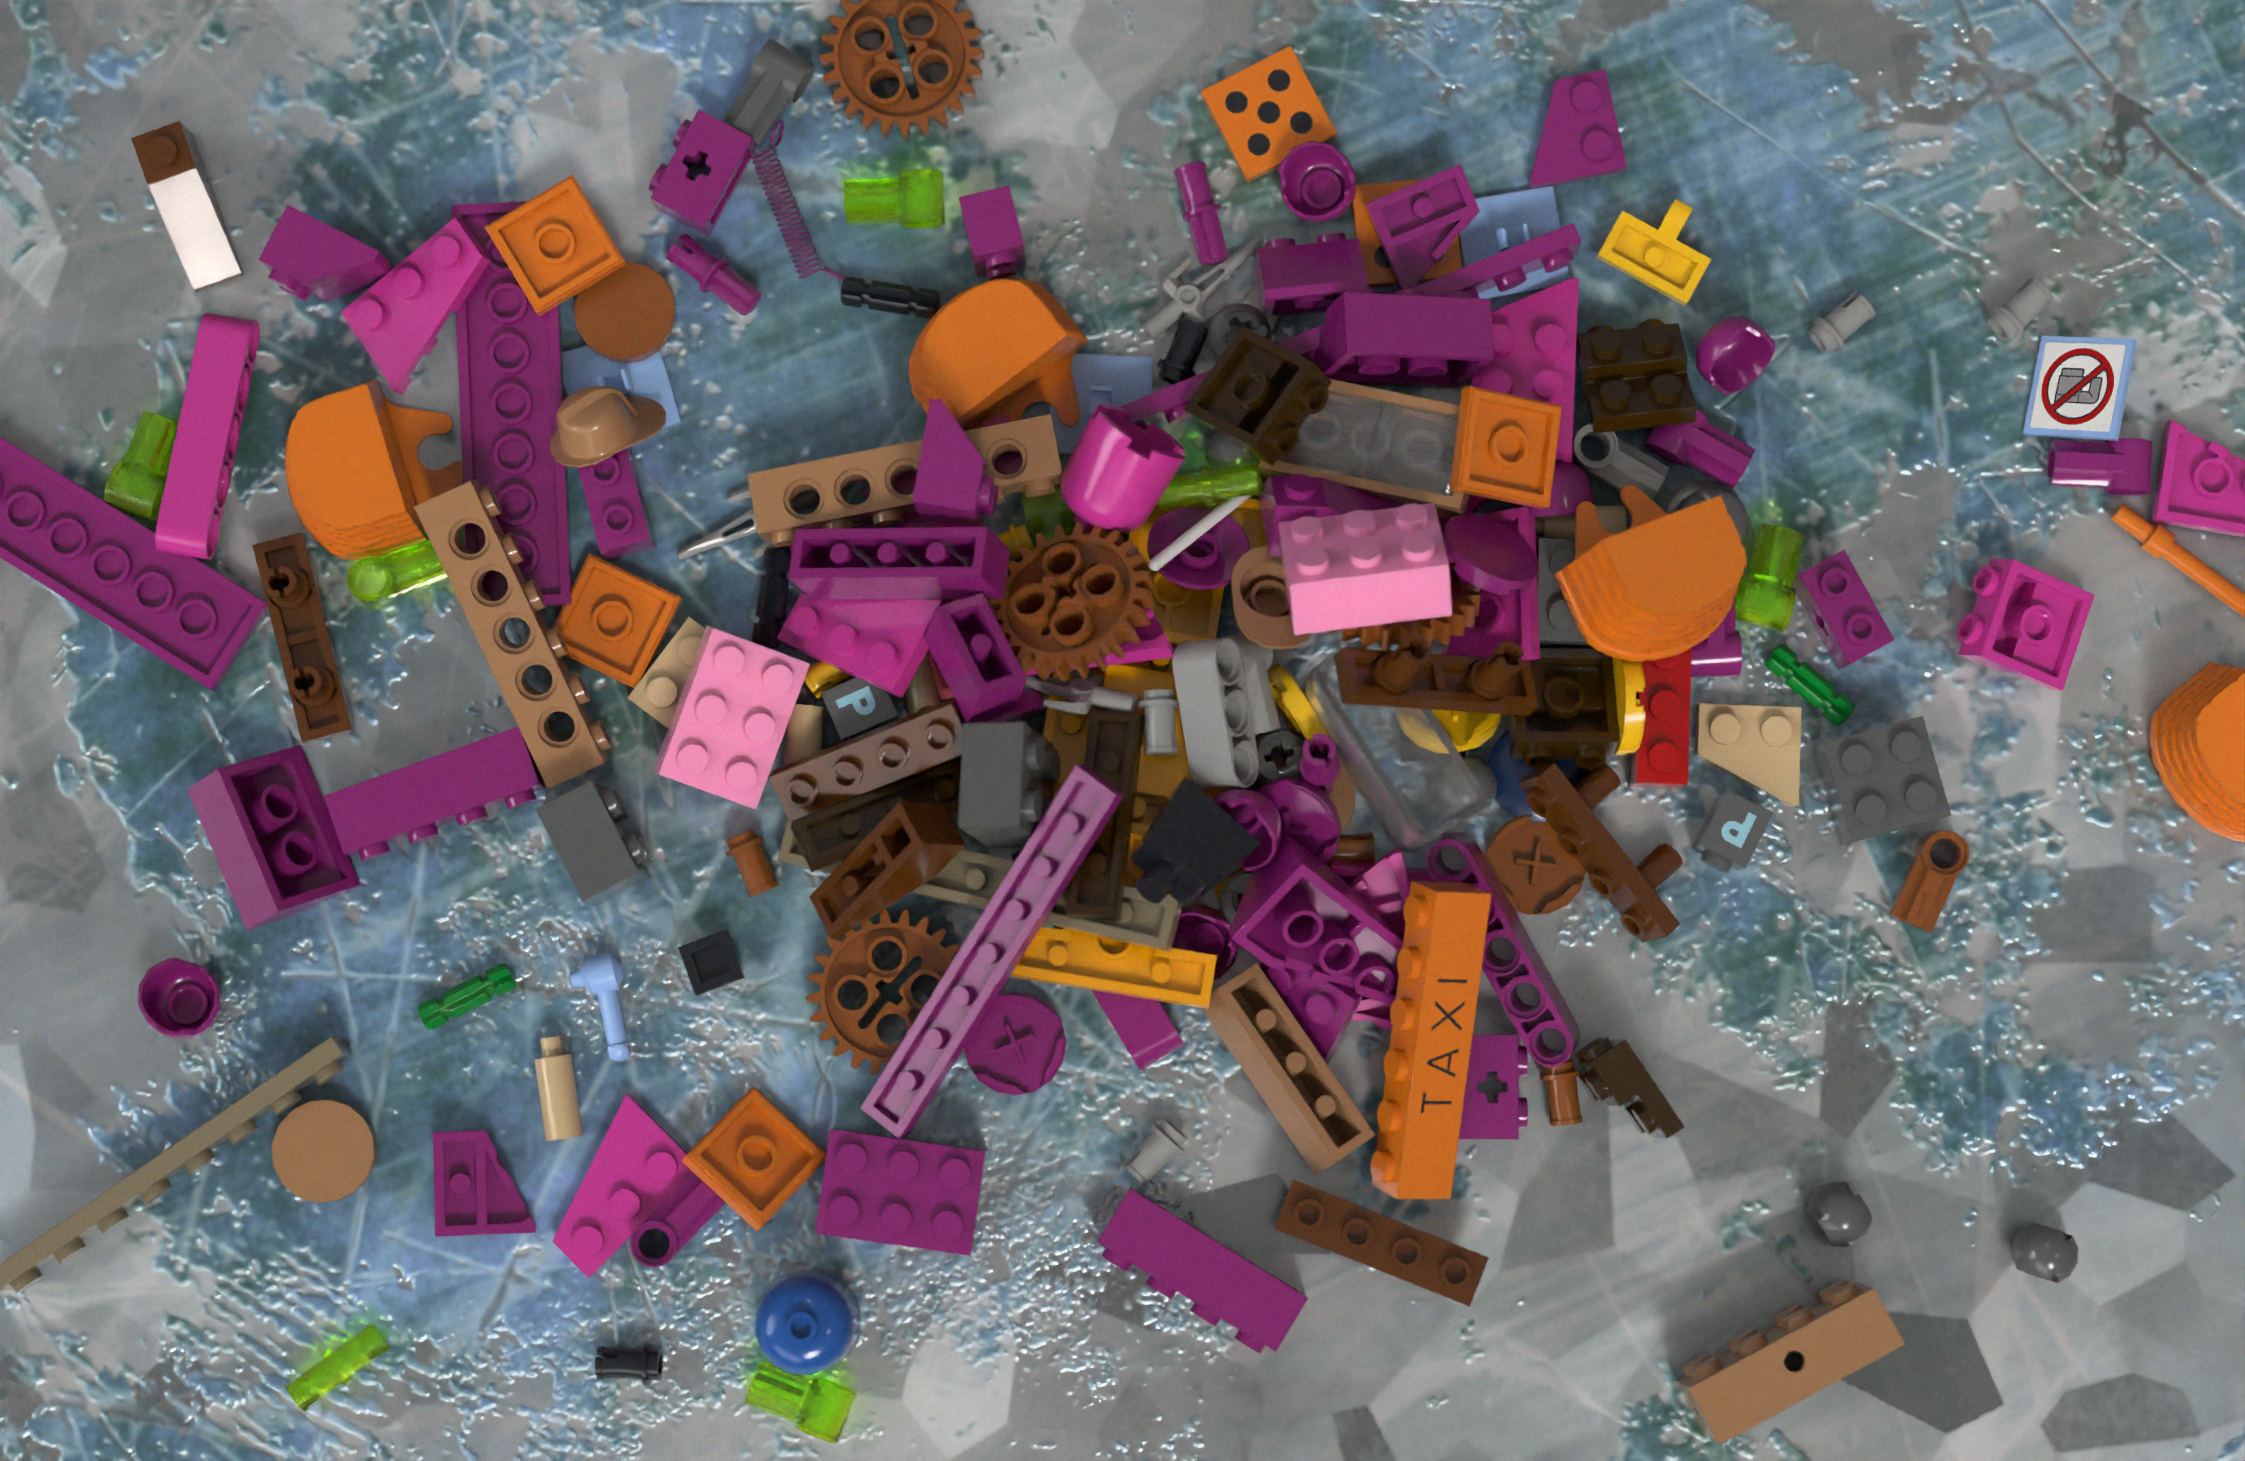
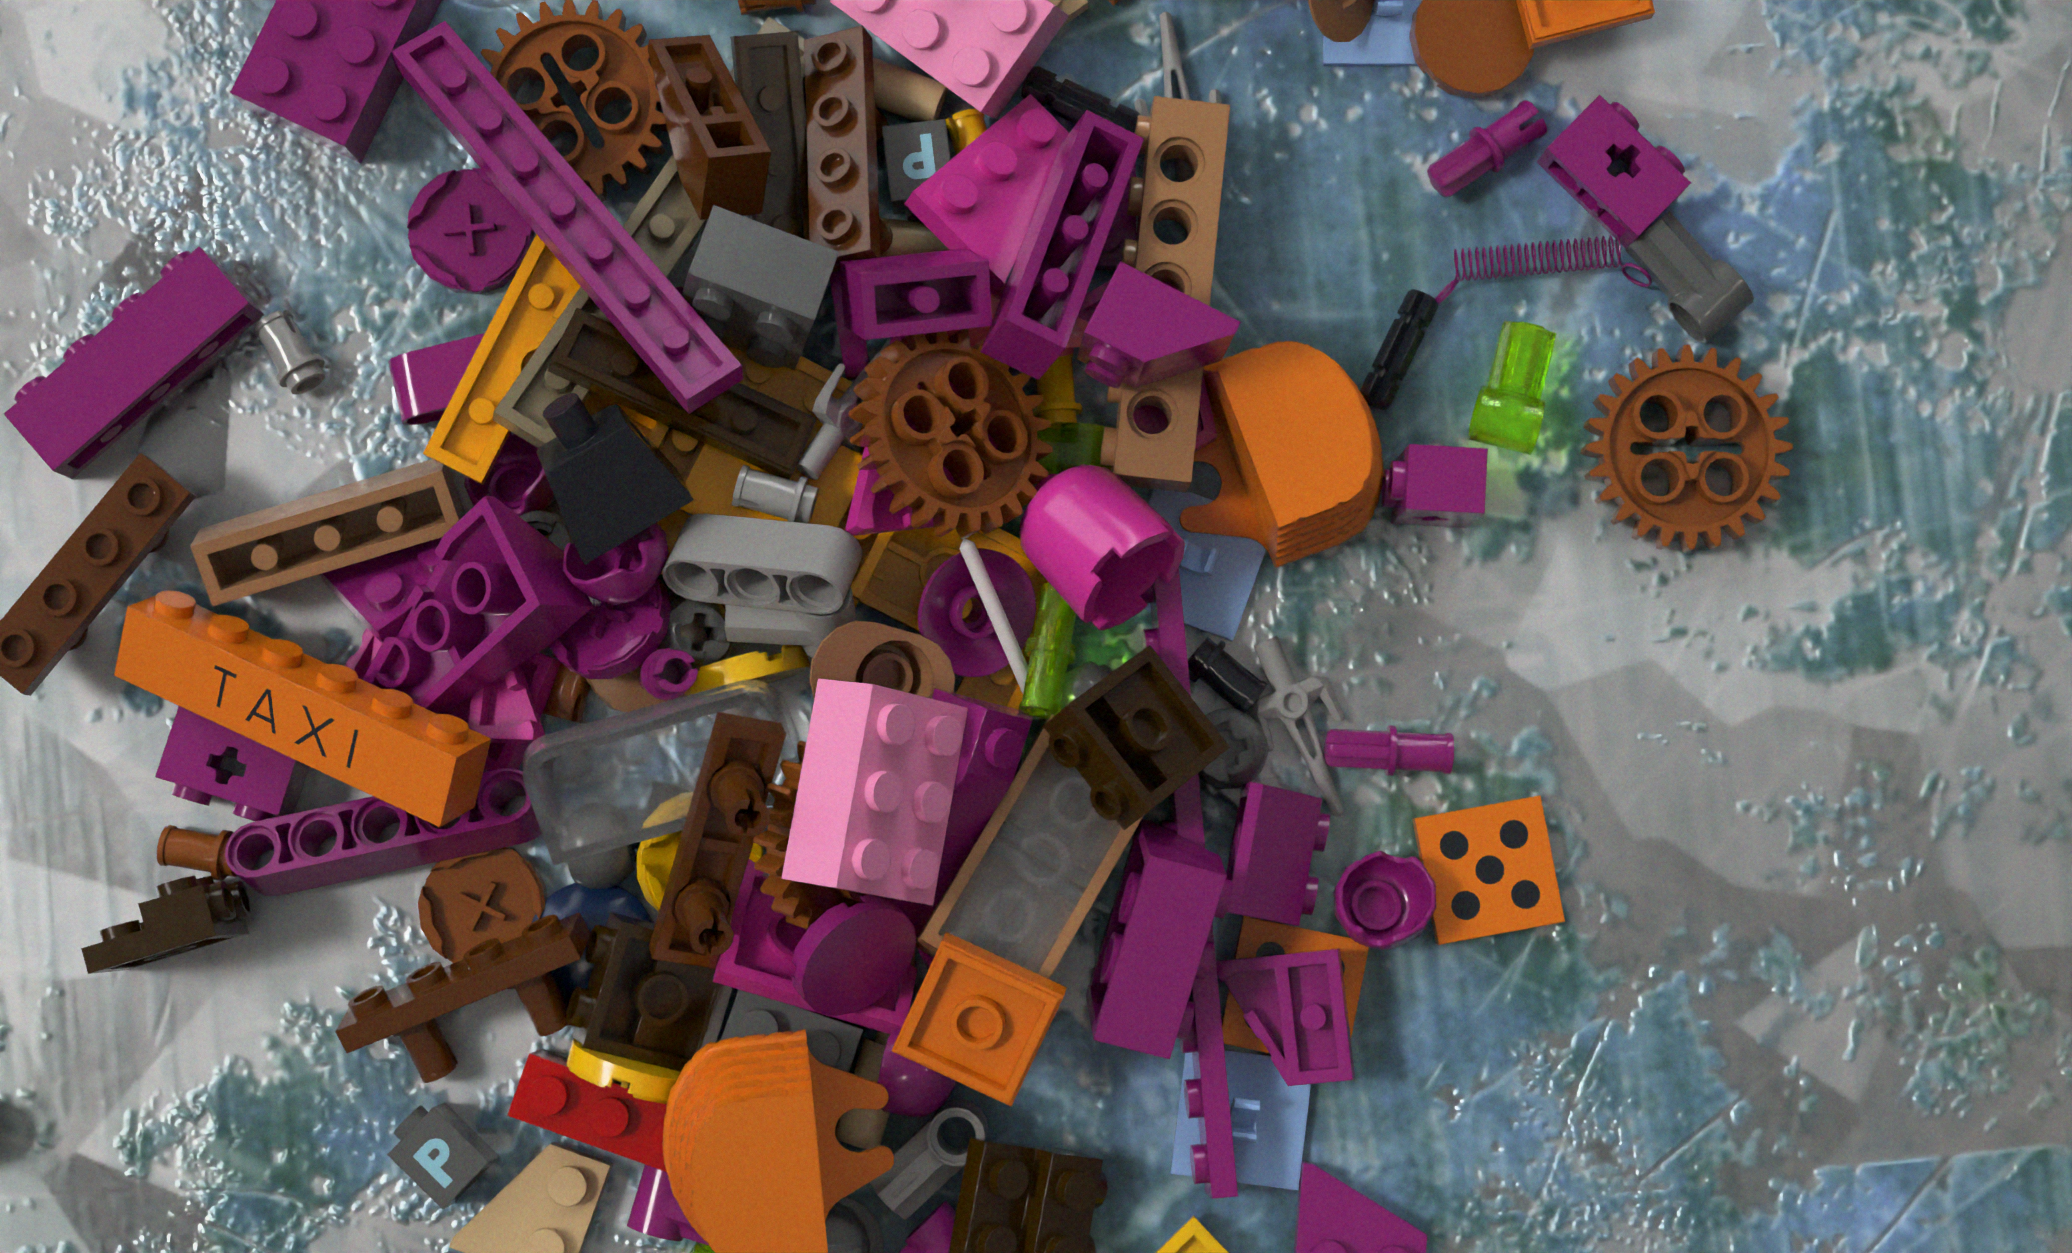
camera: 110 degrees right, 0 degrees up
(1538, 353) = (1089, 1099): dark pink wing -> none

